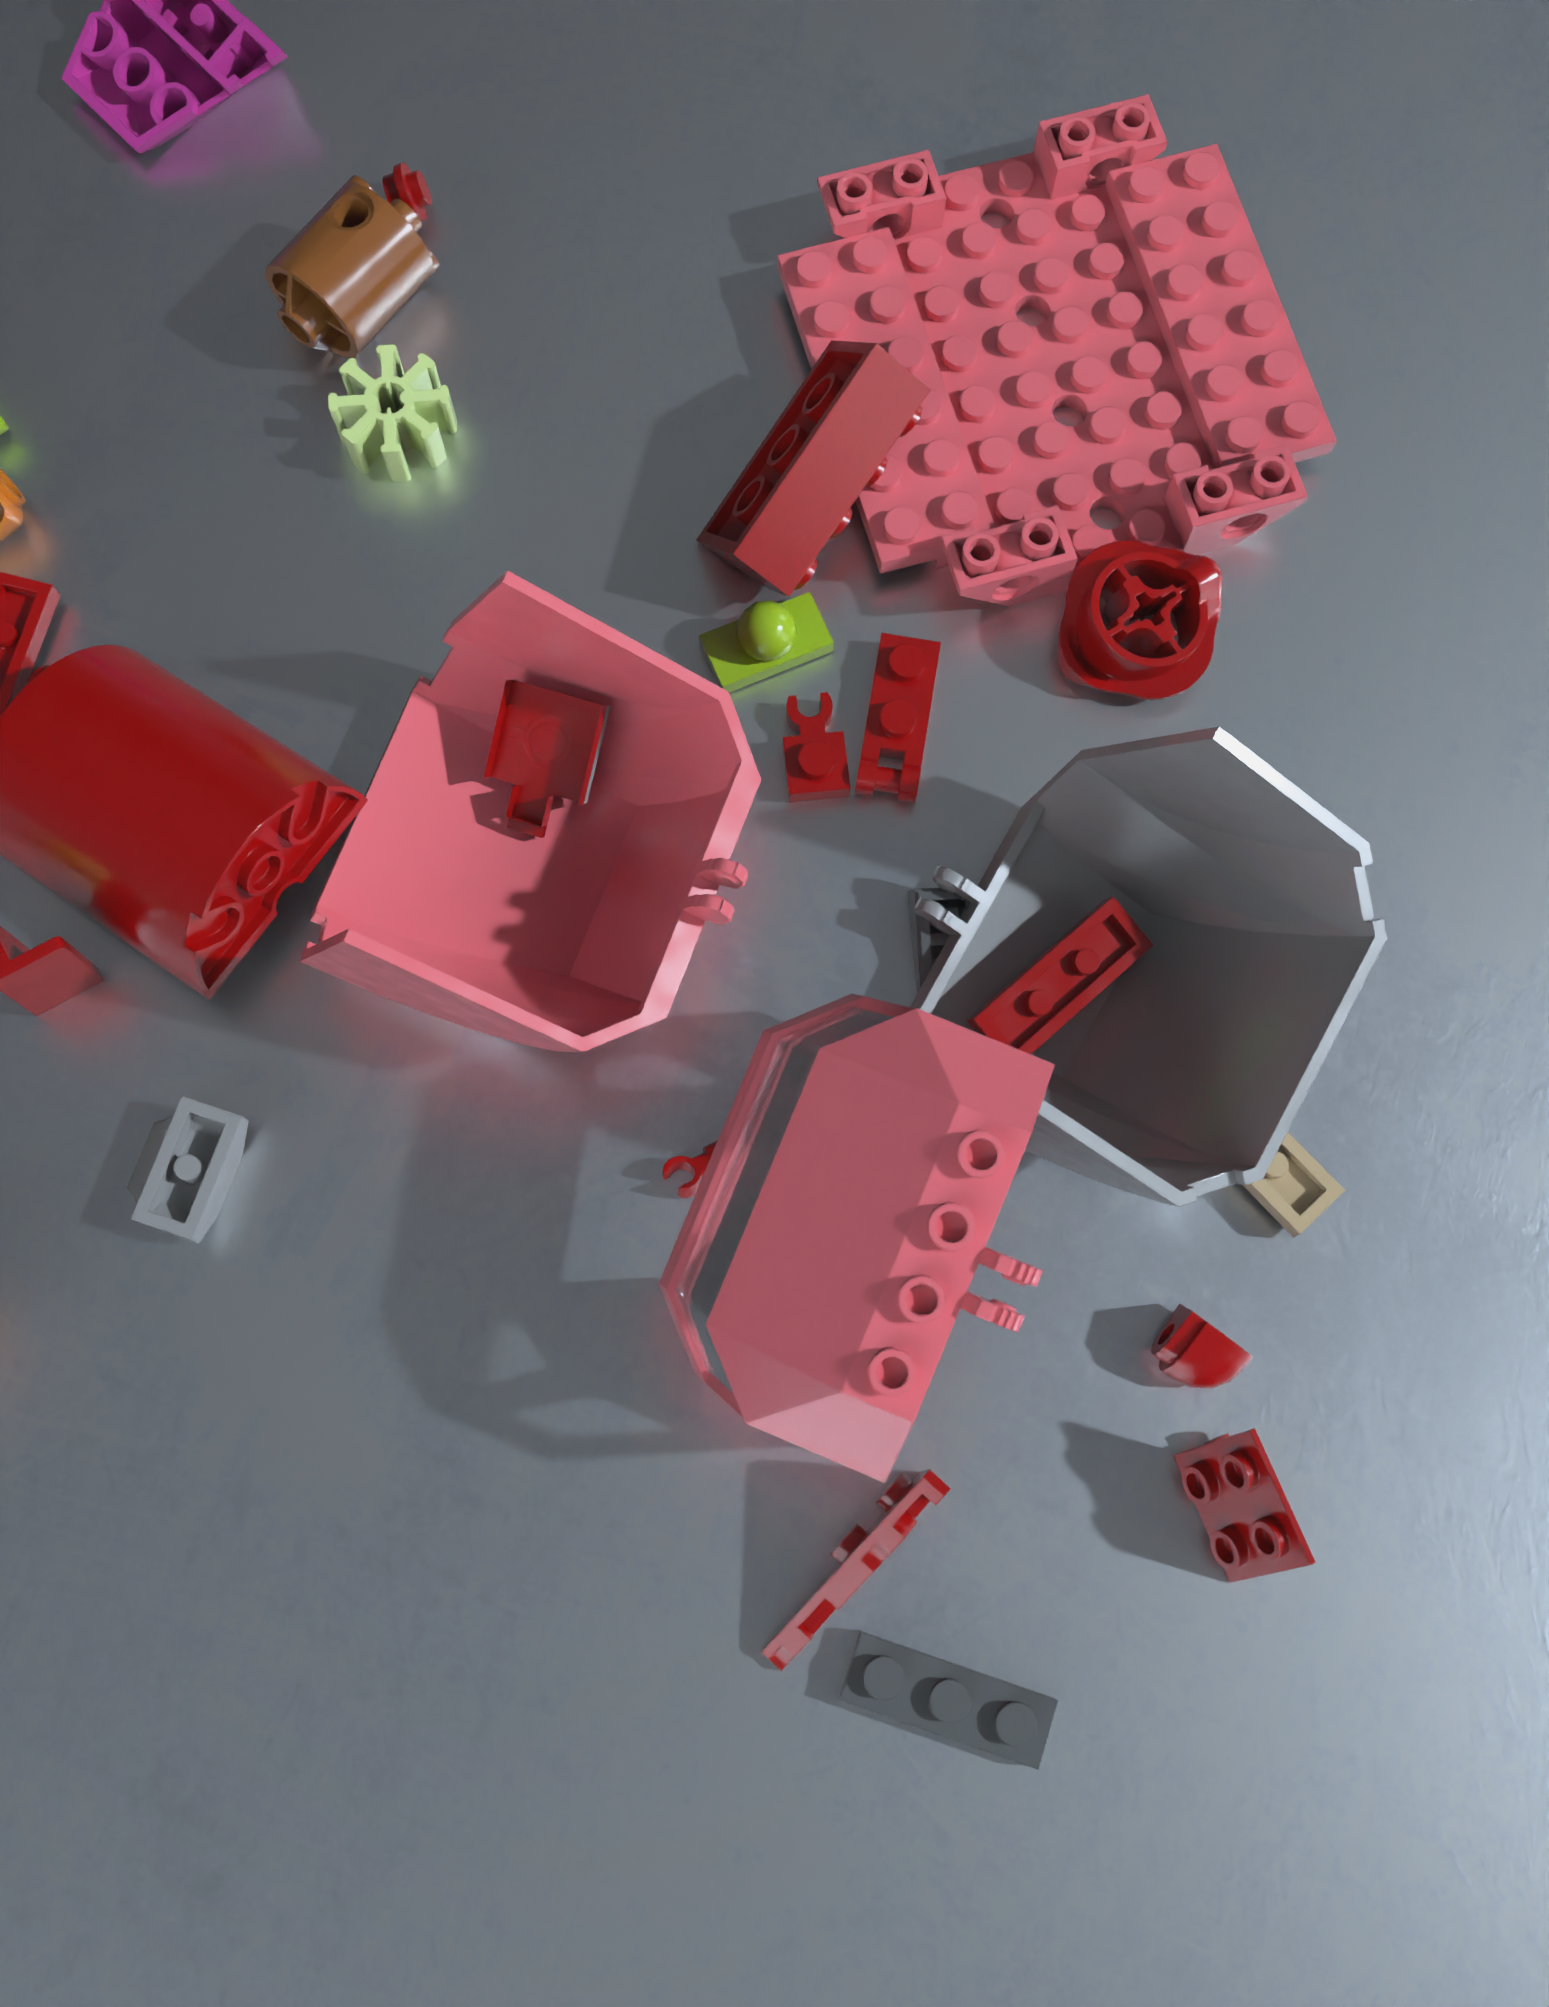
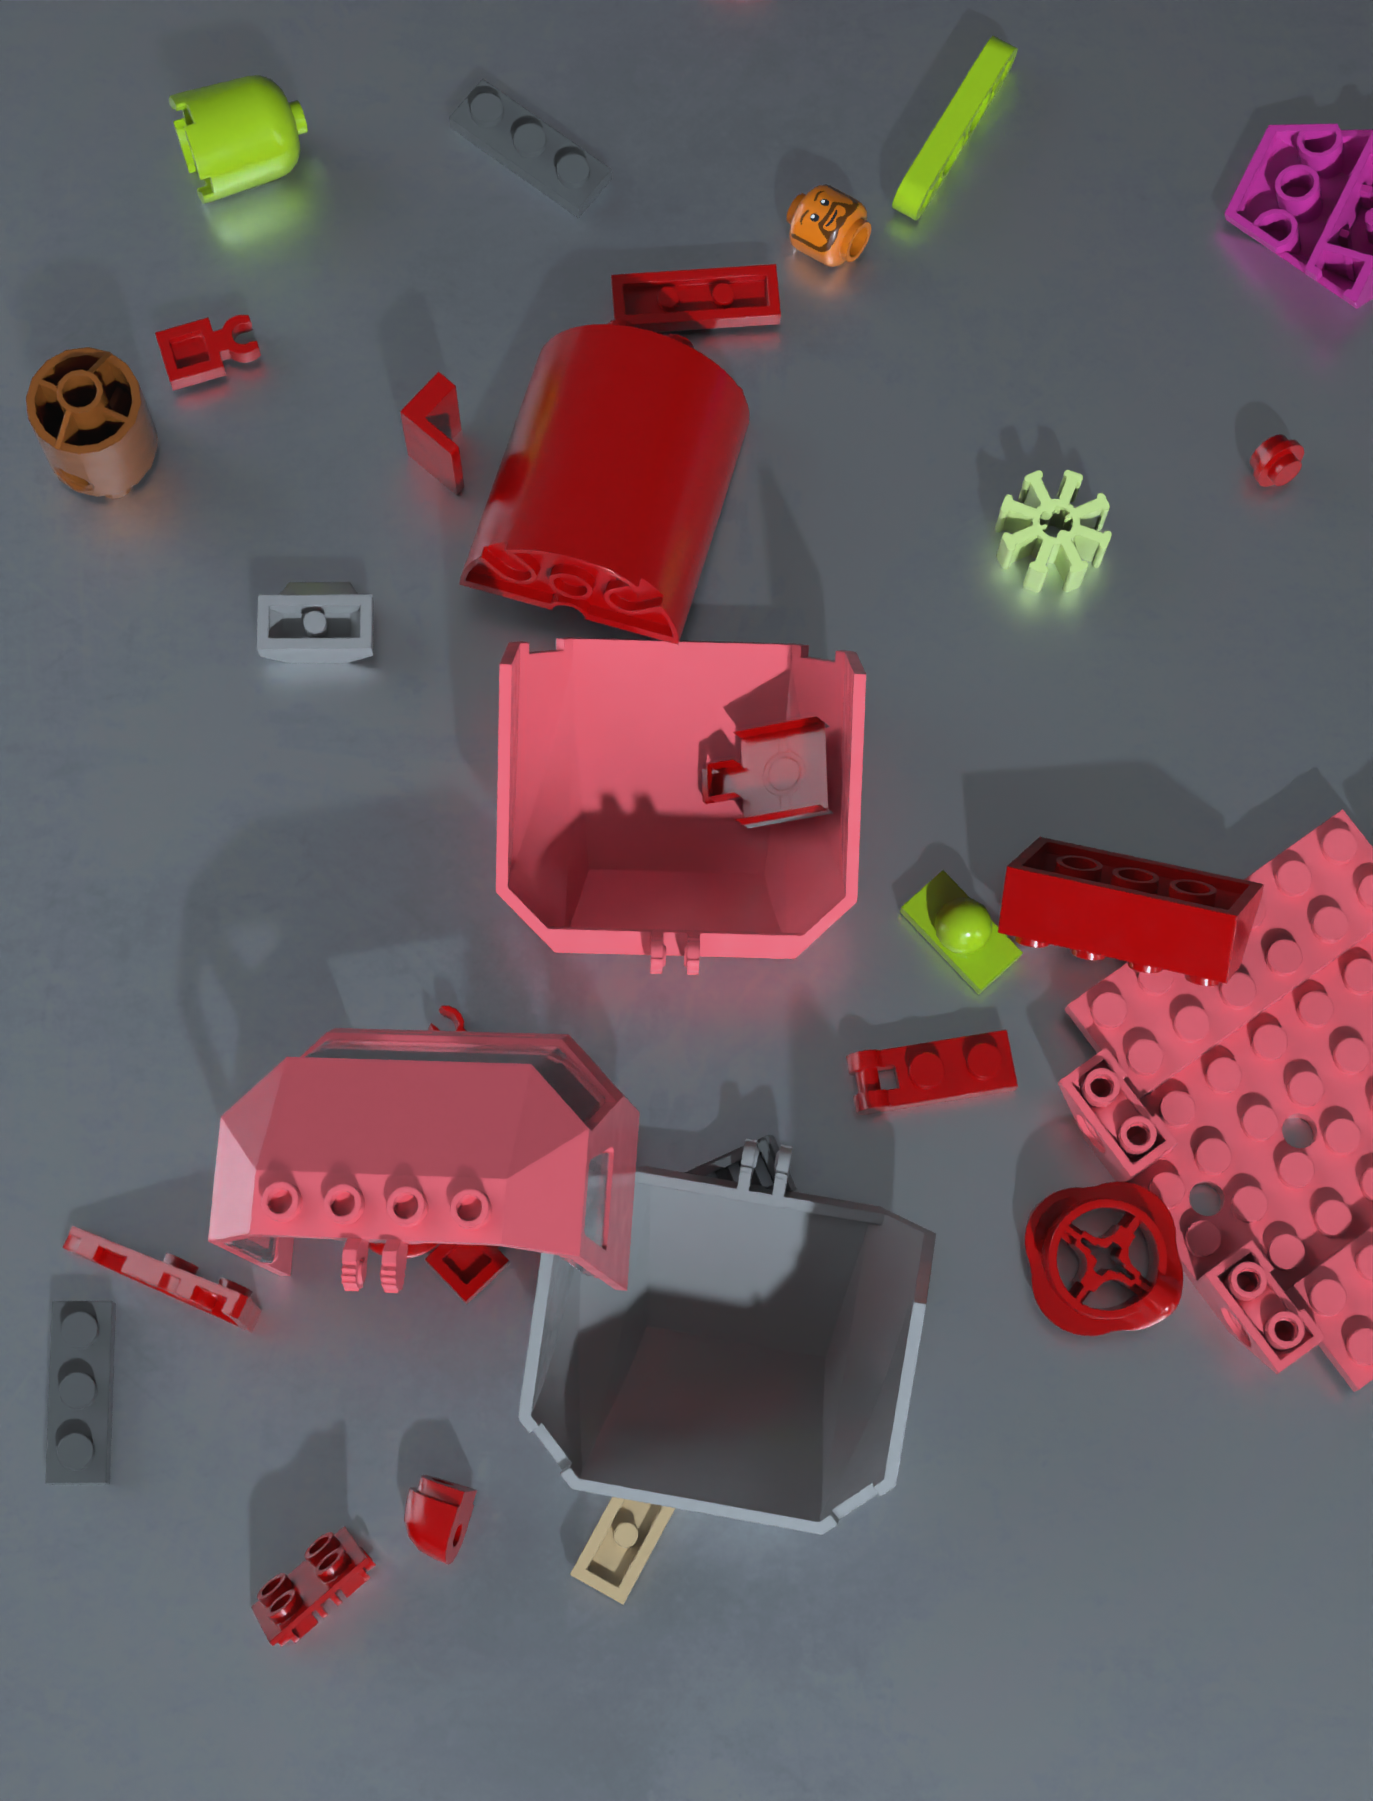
camera: 70 degrees right, 0 degrees up
(350, 270) = (1167, 442): dark orange cylinder -> none
(814, 758) = (865, 1013): red plate -> none
(1063, 979) = (721, 1288): red plate -> none

